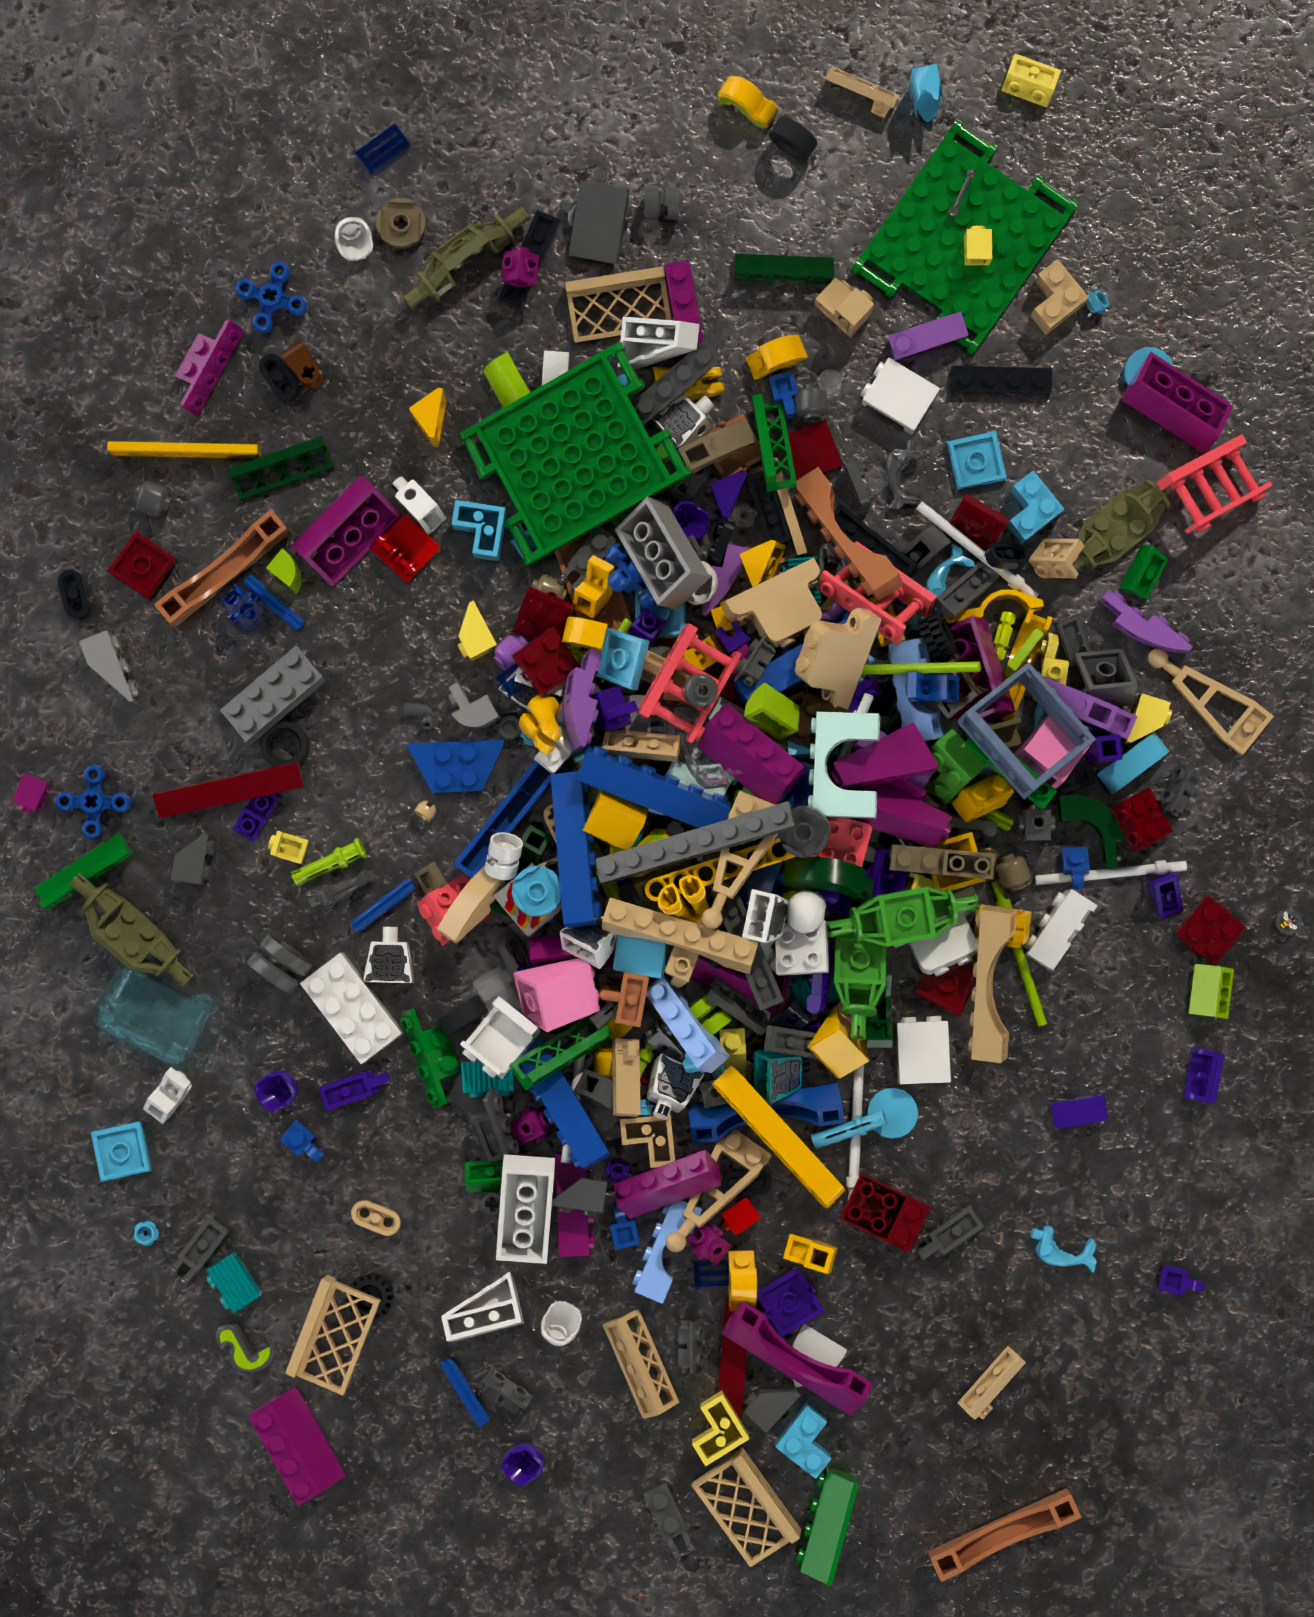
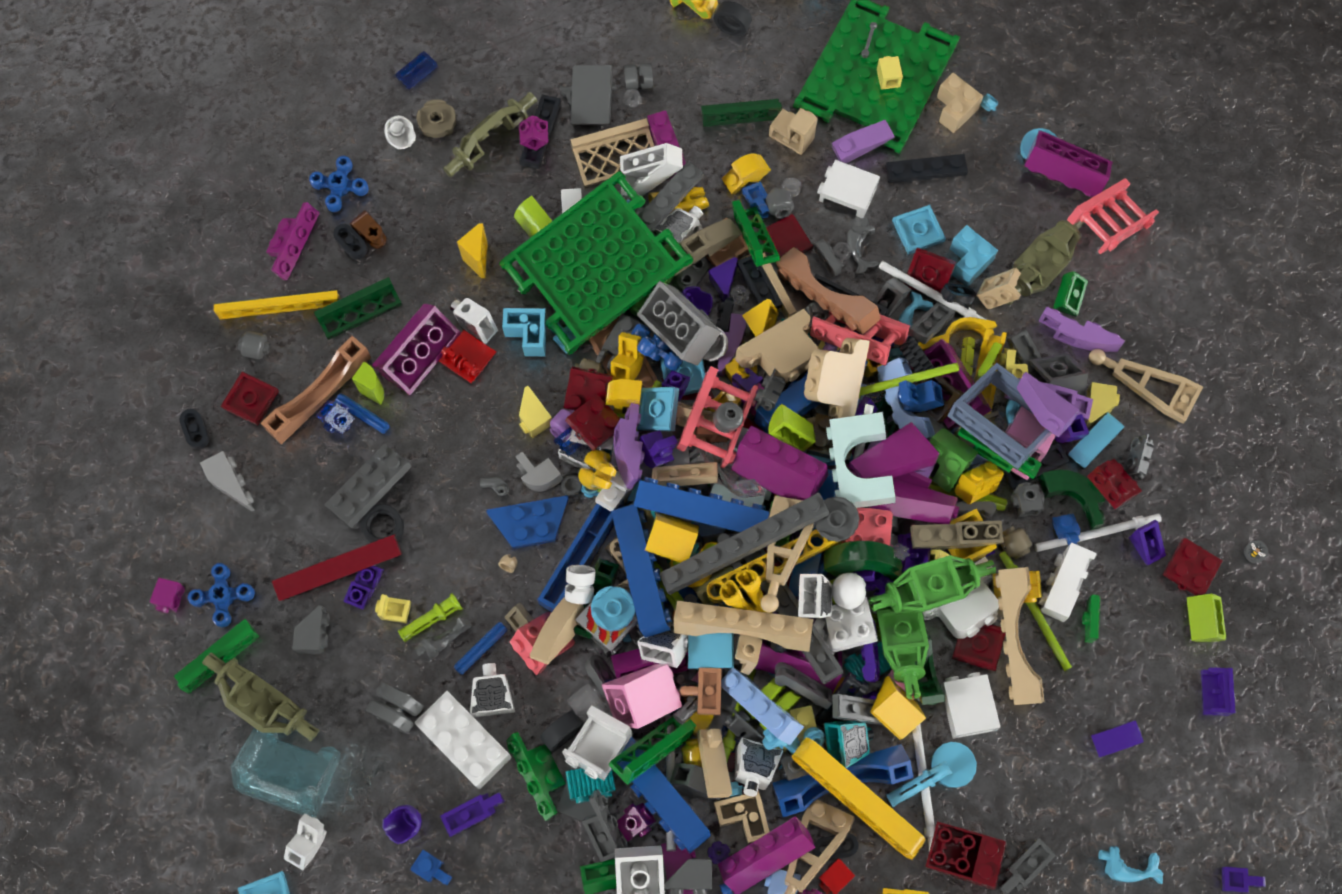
camera: 10 degrees left, 15 degrees down
(742, 1063) = (815, 734): none -> medium azure plate
(873, 871) = (900, 551): none -> clear plate
(1075, 733) = (1047, 406): none -> medium lavender slope
(1080, 972) = (1091, 618): none -> green plate

